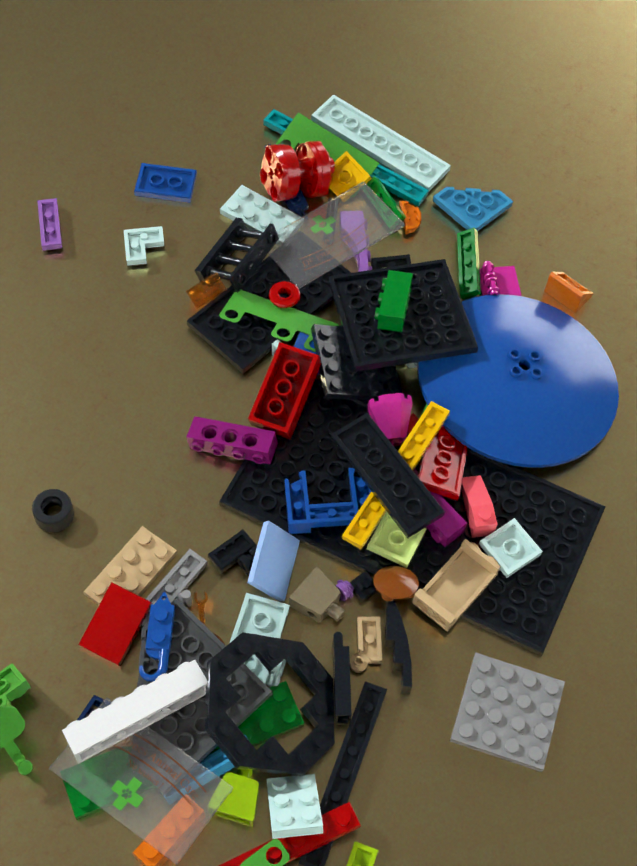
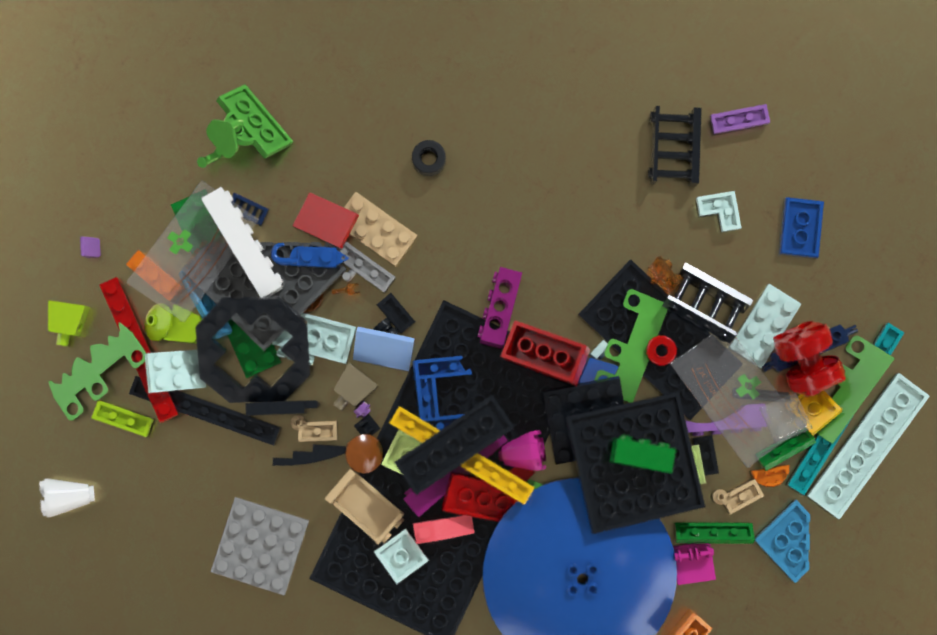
camera: 90 degrees right, 25 degrees up
(70, 261) = (691, 156): none -> black fence
(234, 823) = (157, 323): none -> lime dish
(355, 193) = (785, 418): none -> clear plate
(431, 241) = (738, 497): none -> tan hinge

